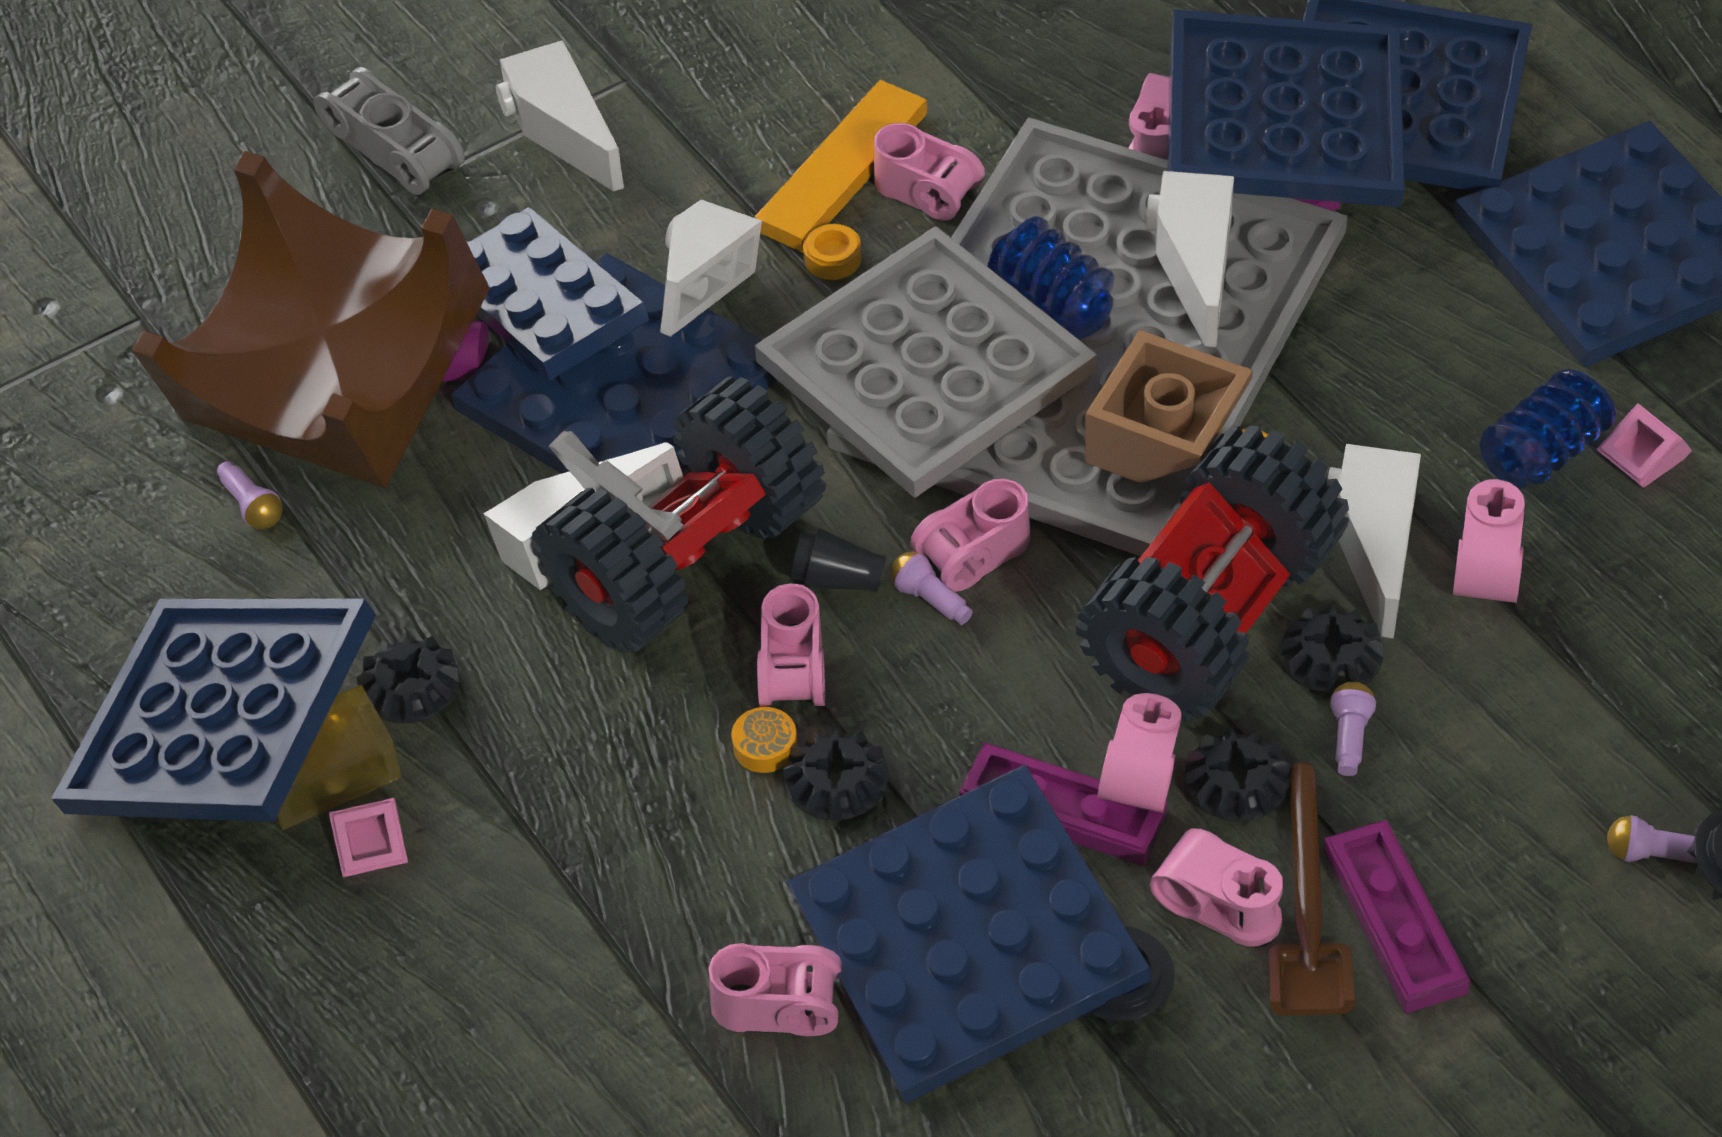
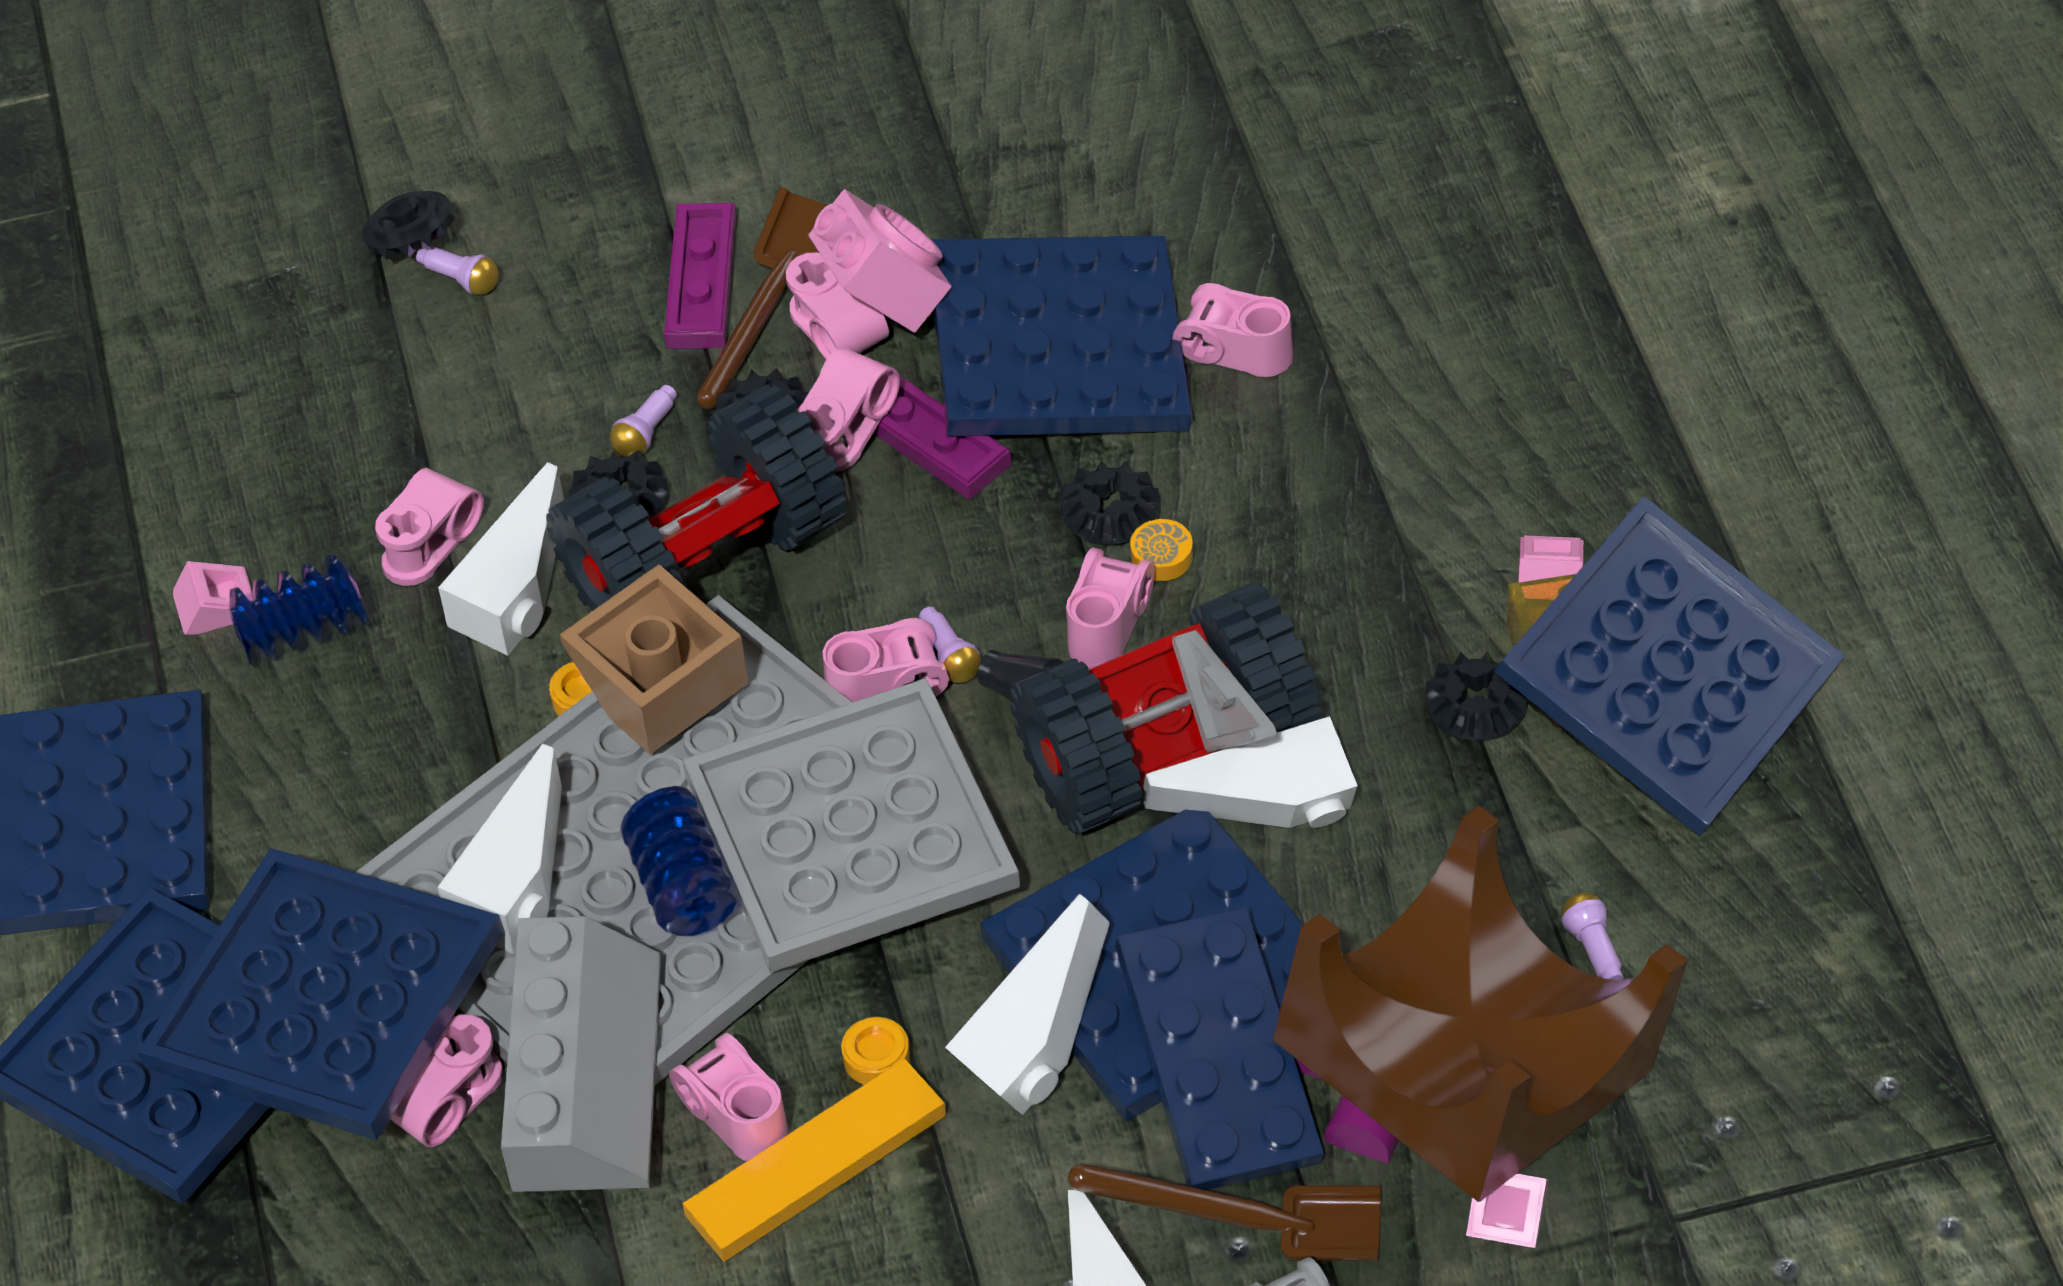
camera: 160 degrees left, 0 degrees up
(407, 219) = (1314, 1220): none -> reddish brown piece
(1052, 126) = (580, 1058): none -> light grey slope
(1219, 901) = (881, 258): none -> bright pink brick

